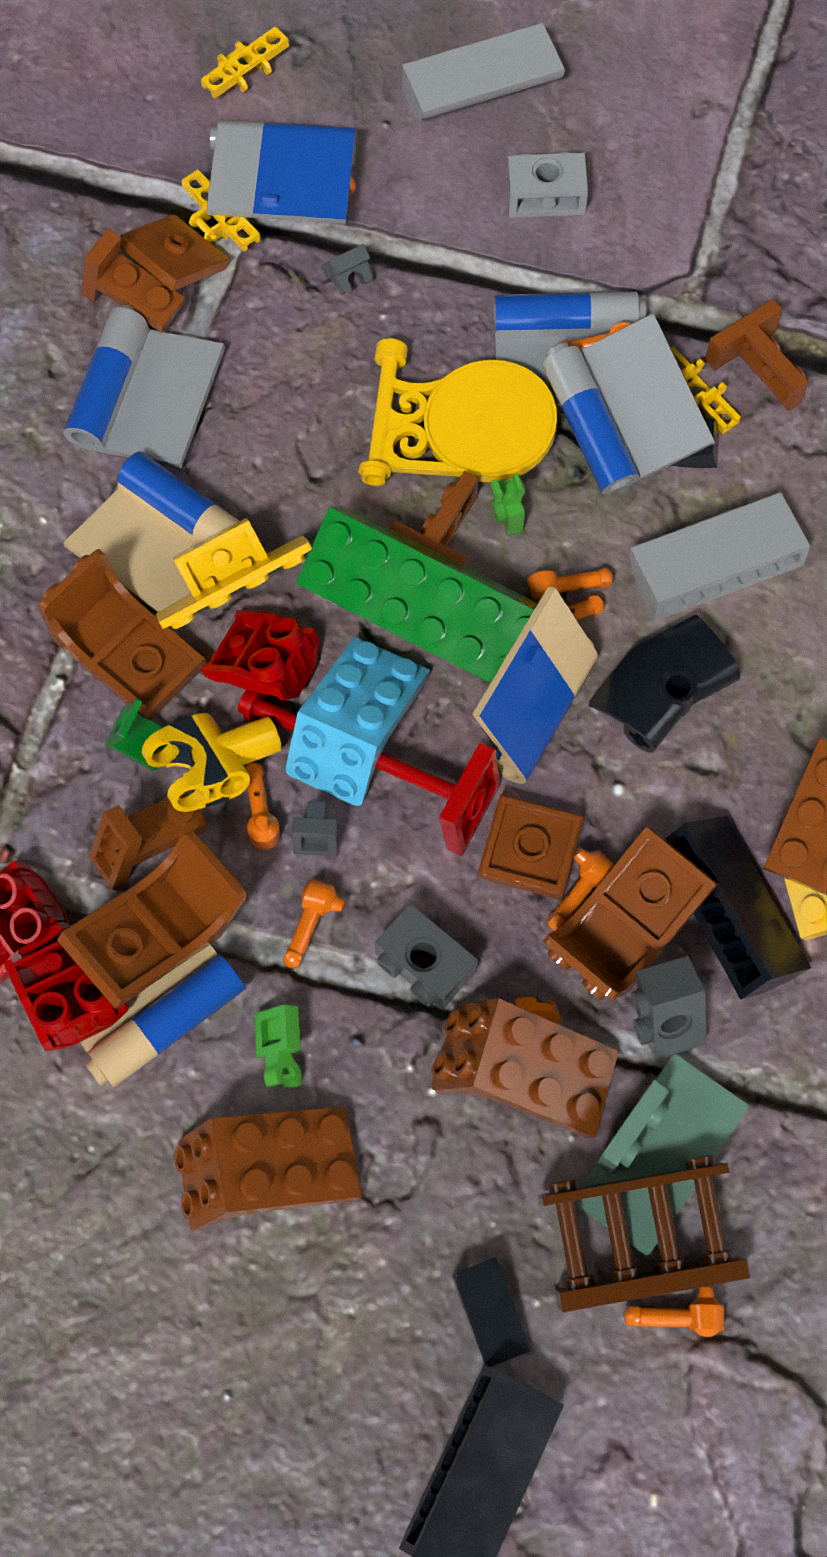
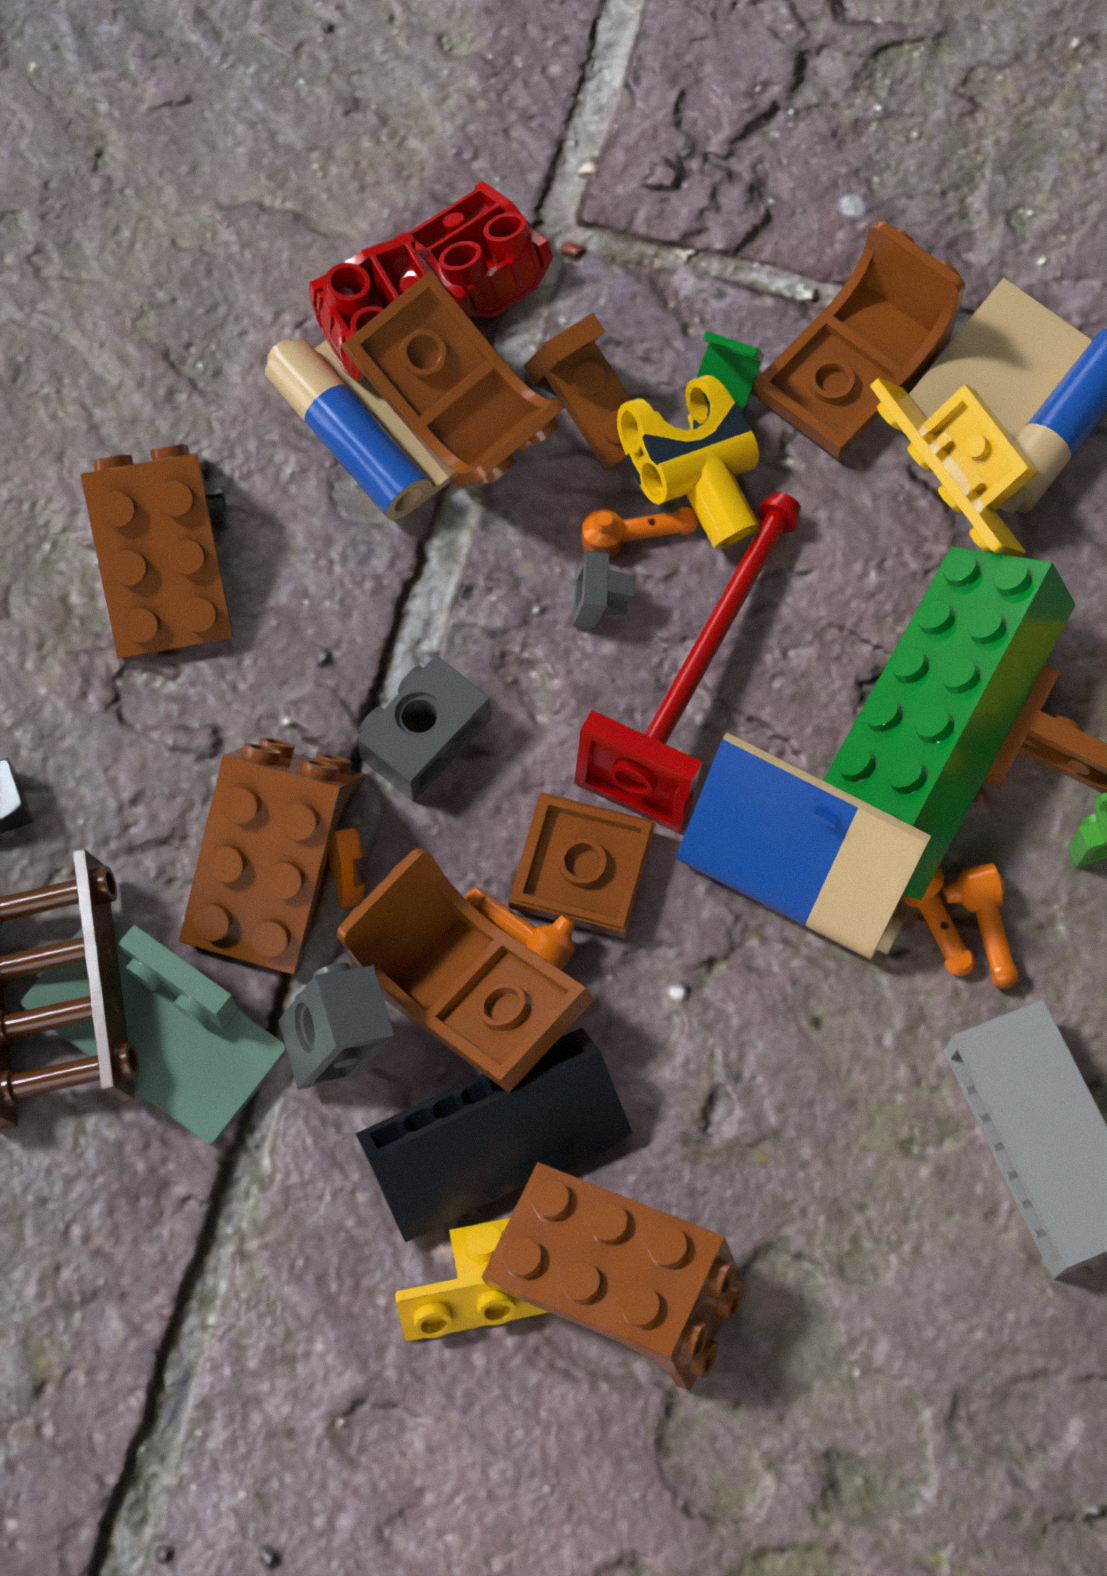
camera: 90 degrees right, 0 degrees up
(265, 655) = (846, 522): red slope -> none
(276, 1038) = (317, 555): bright green plate -> none
(317, 900) = (505, 598): orange piece -> none
(351, 719) = (769, 630): medium azure bracket -> none
(680, 658) = (817, 1010): black panel -> none

